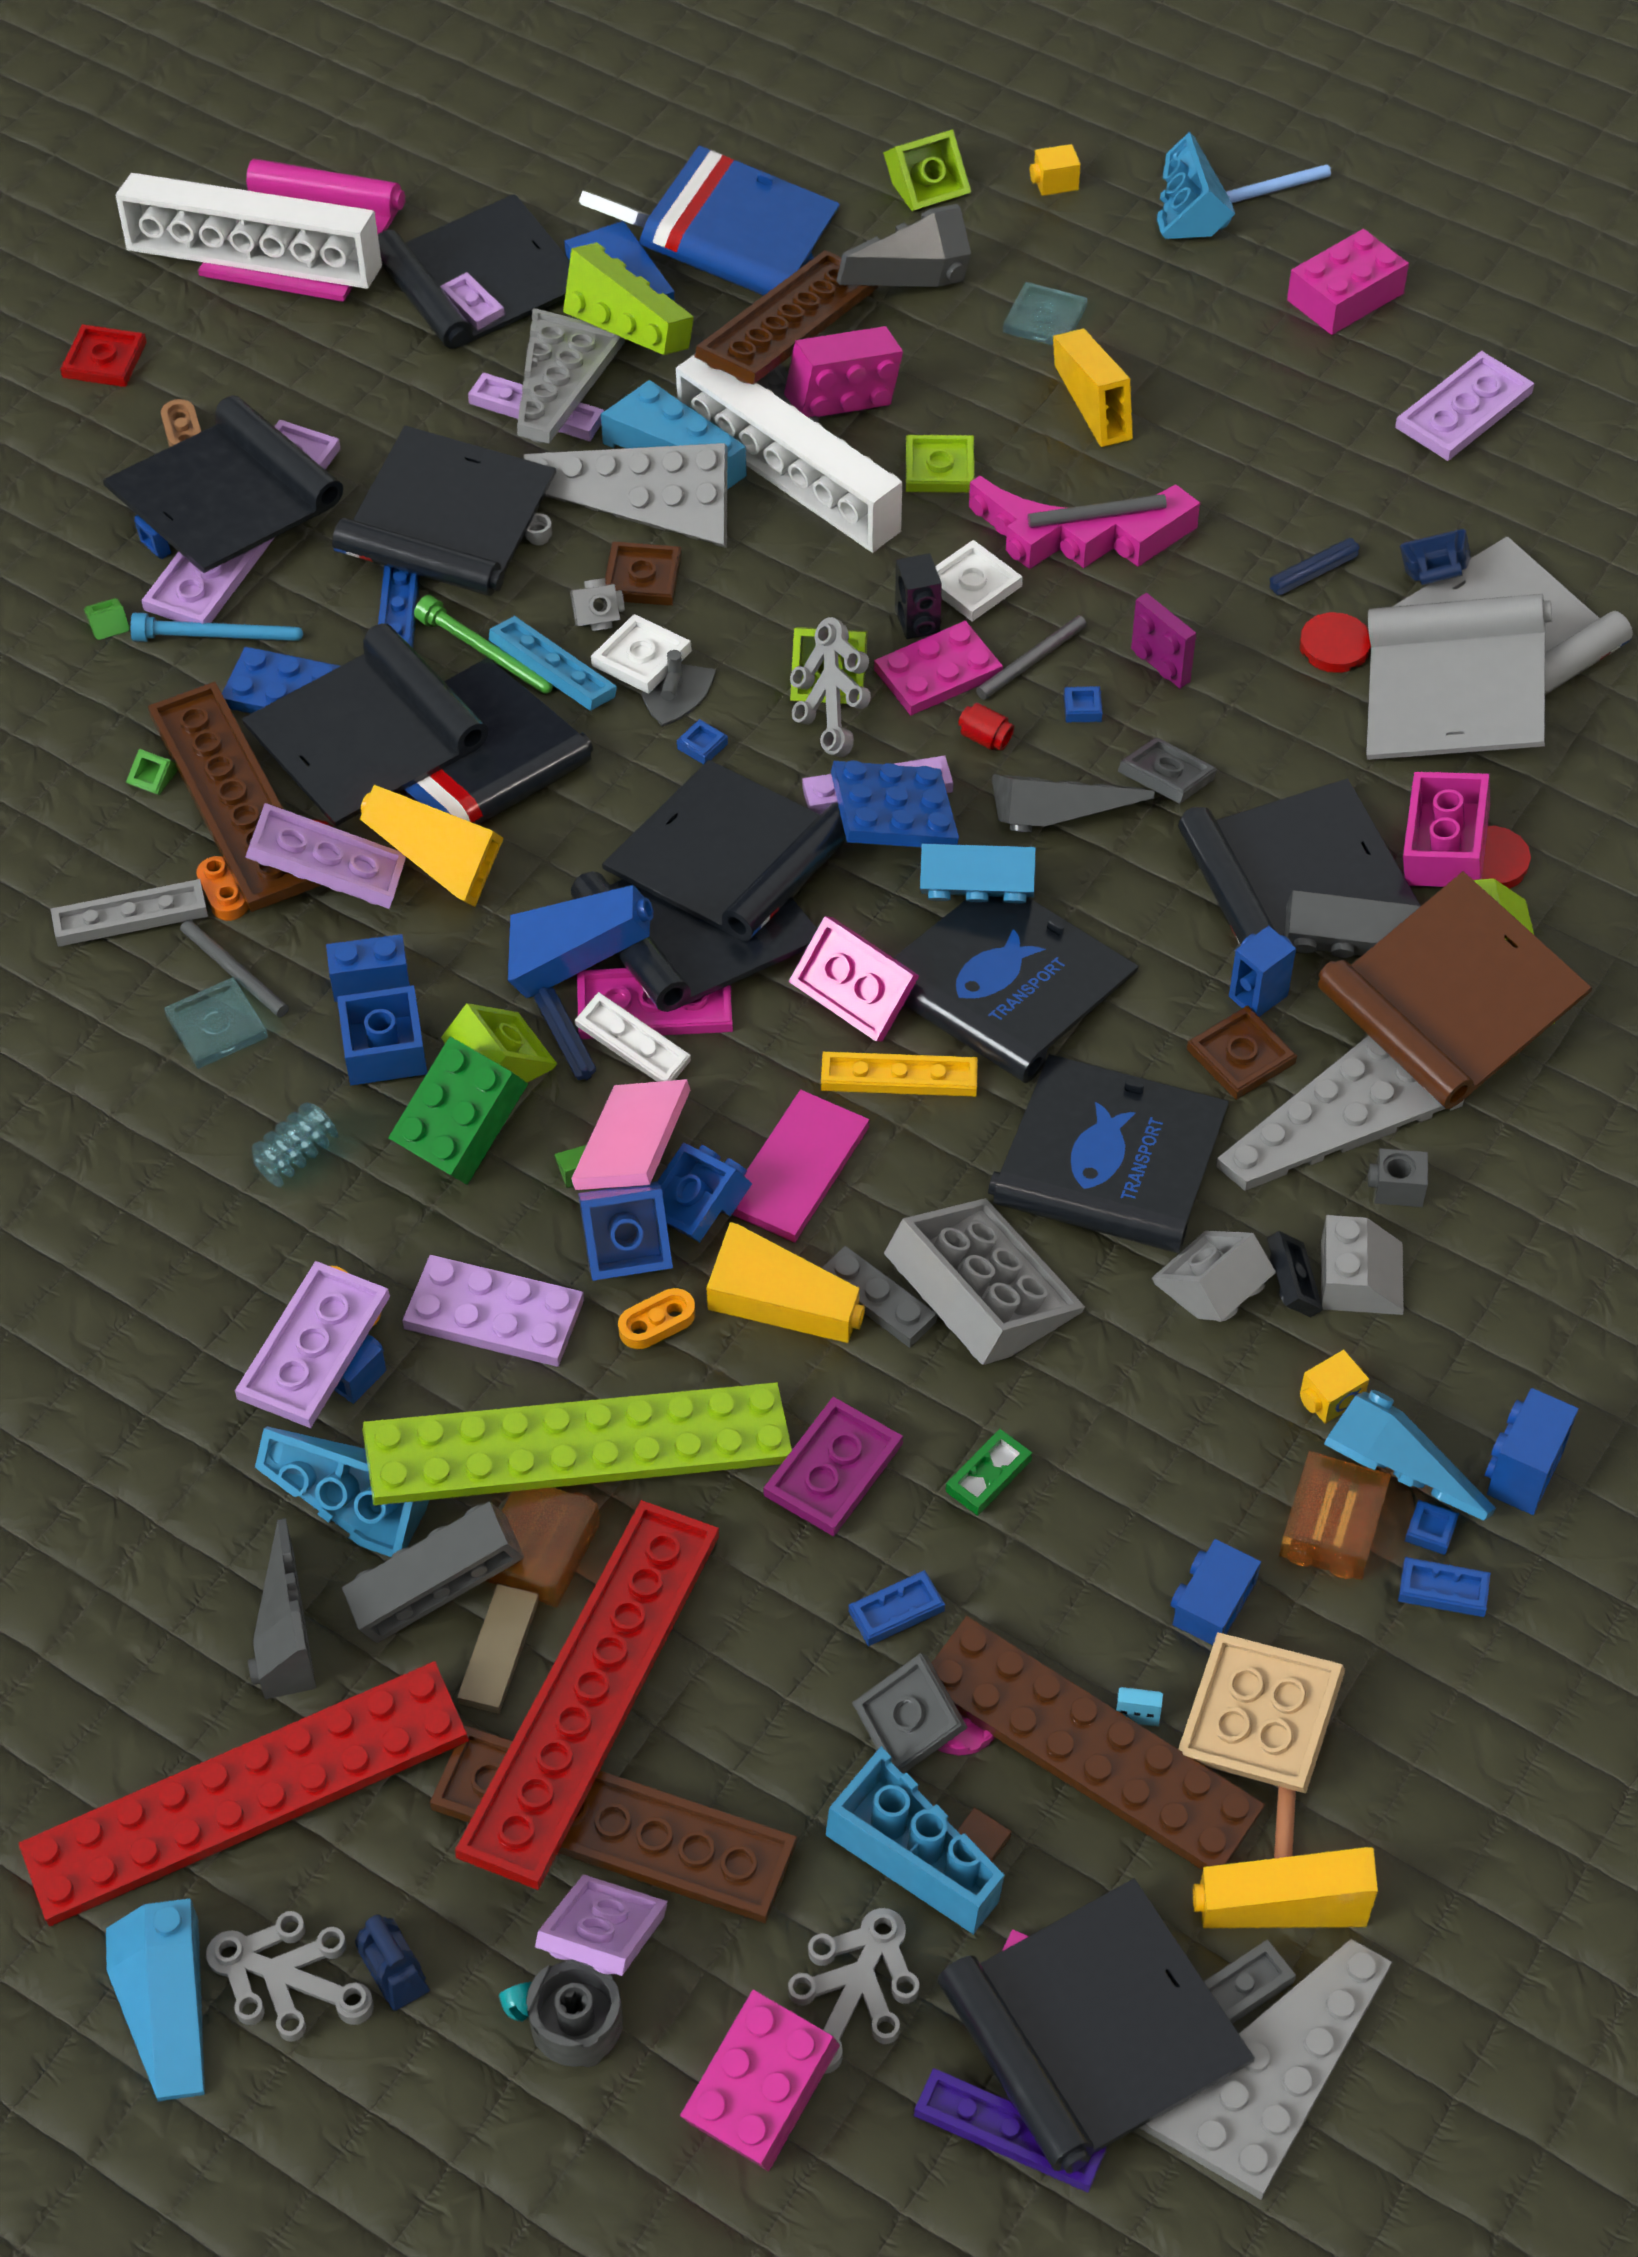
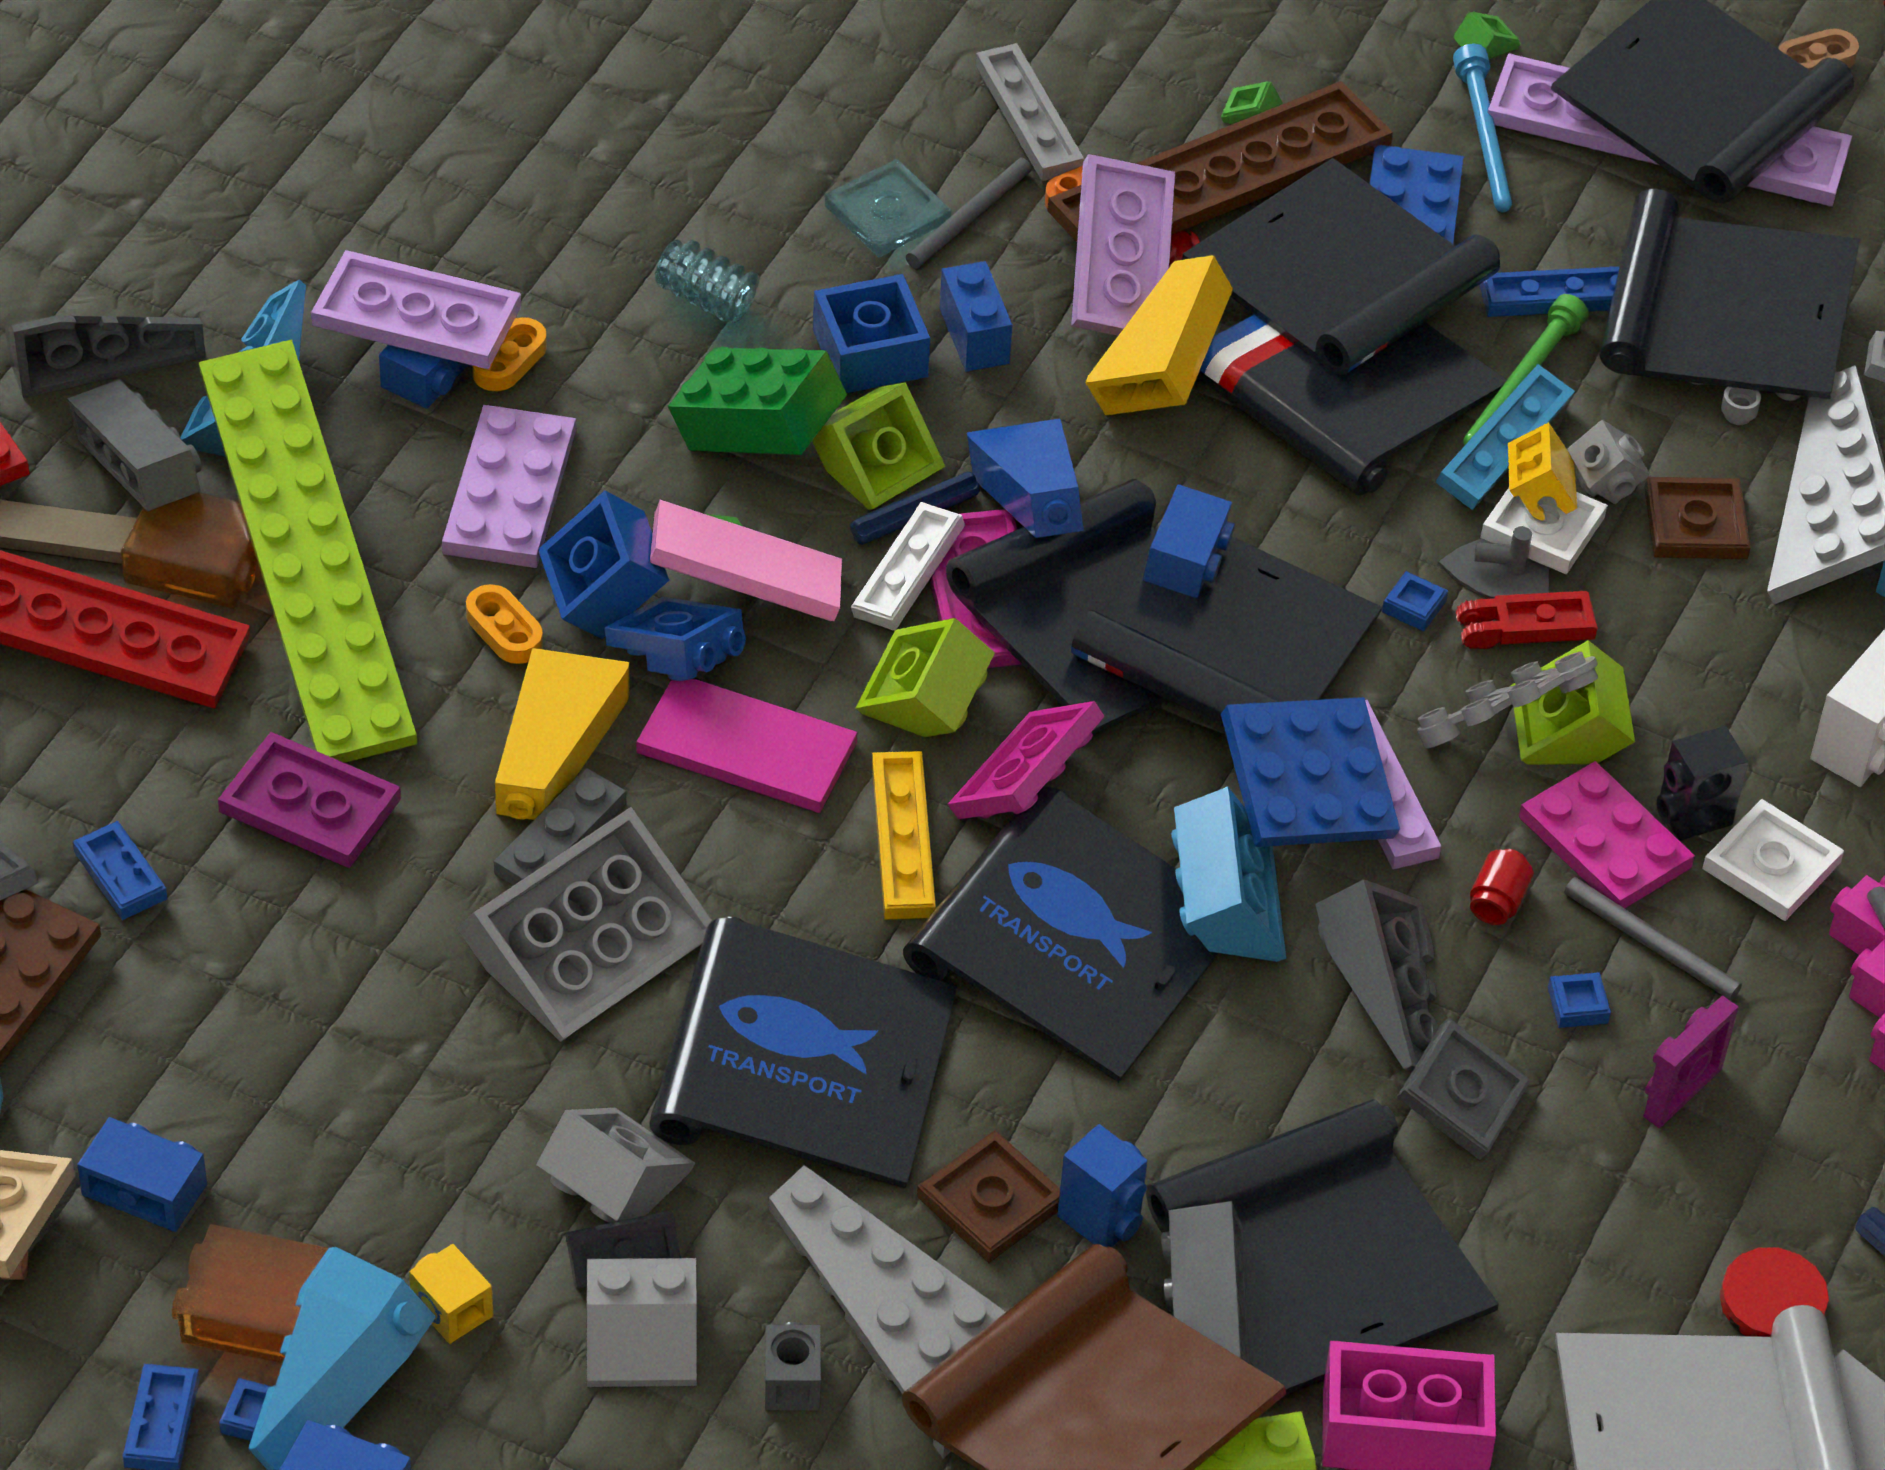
camera: 80 degrees right, 5 degrees down
(607, 637) = (1541, 469): none -> yellow hinge
(651, 852) = (1188, 542): none -> blue brick
(734, 675) = (1527, 619): none -> red hinge
(758, 1037) = (927, 678): none -> lime slope
(988, 1472) = (308, 946): green piece -> none

